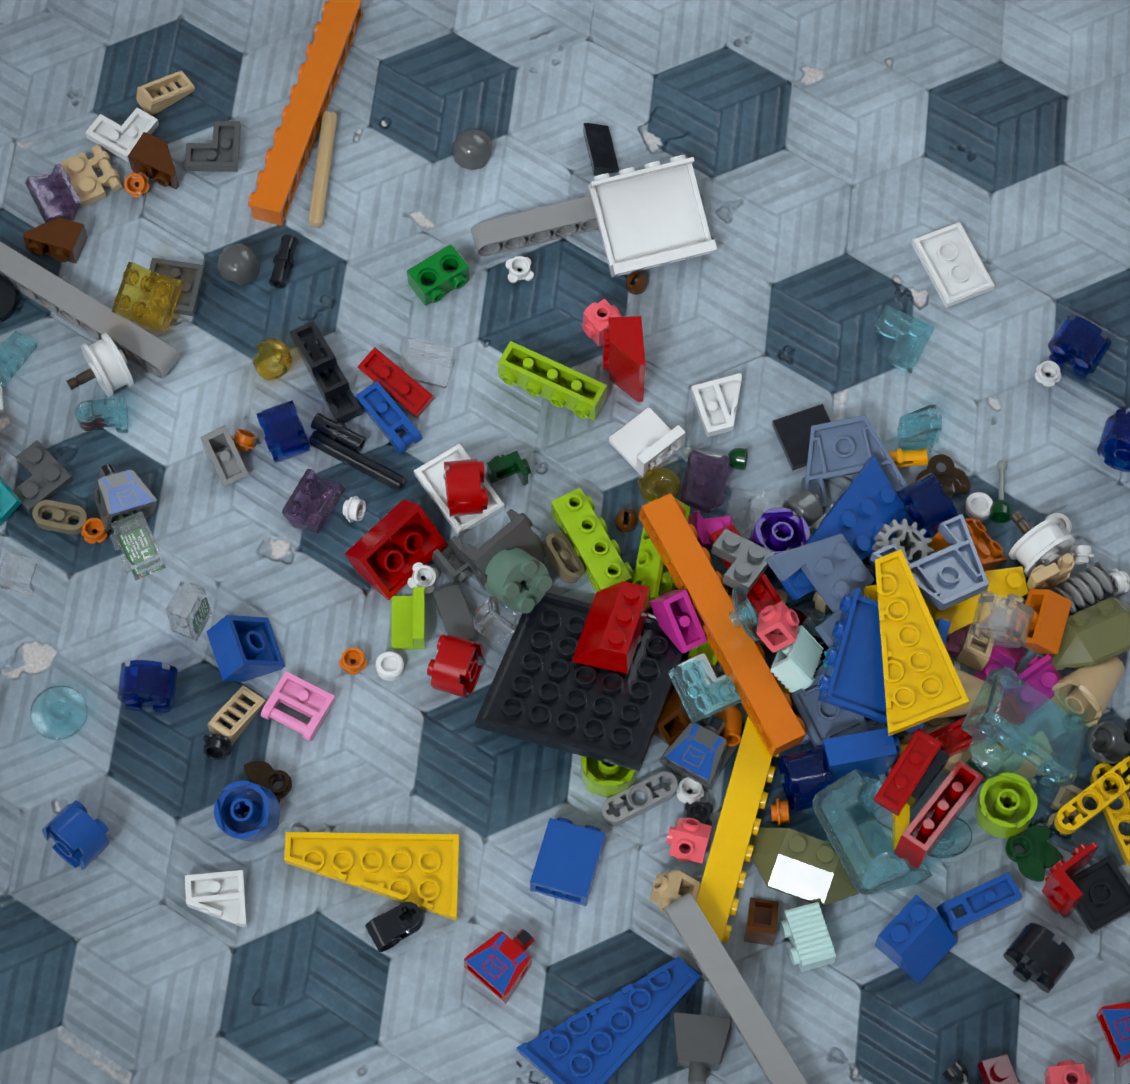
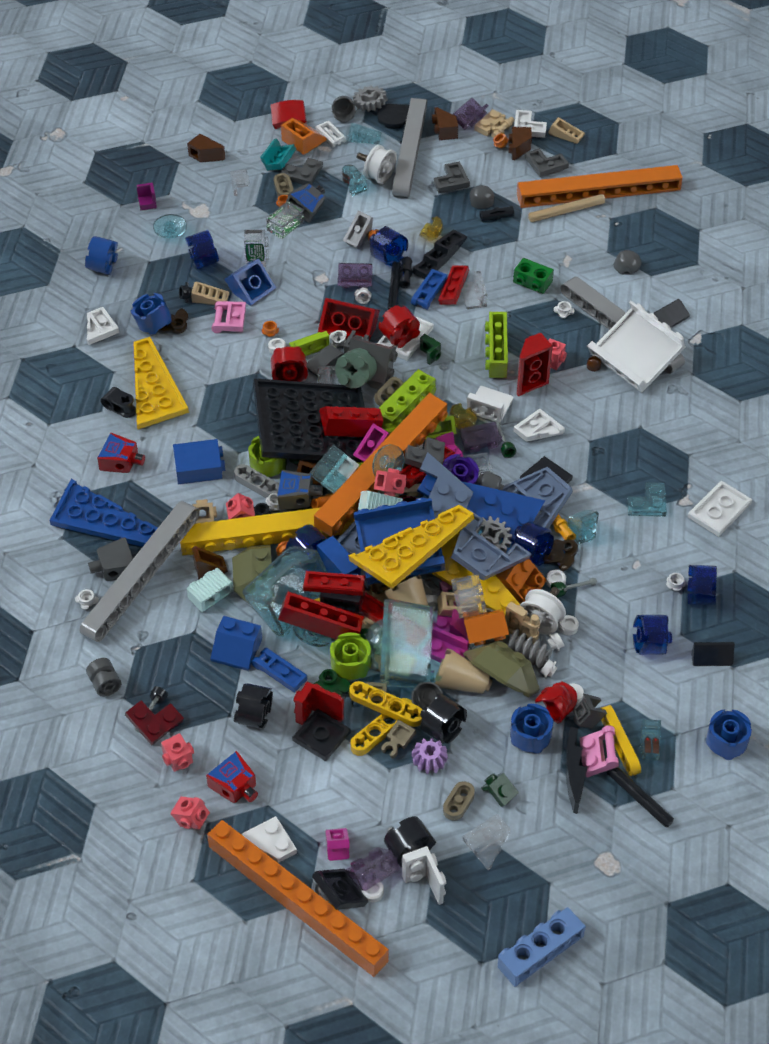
camera: 65 degrees right, 15 degrees down
(147, 297) = (430, 161): clear yellow bracket -> none

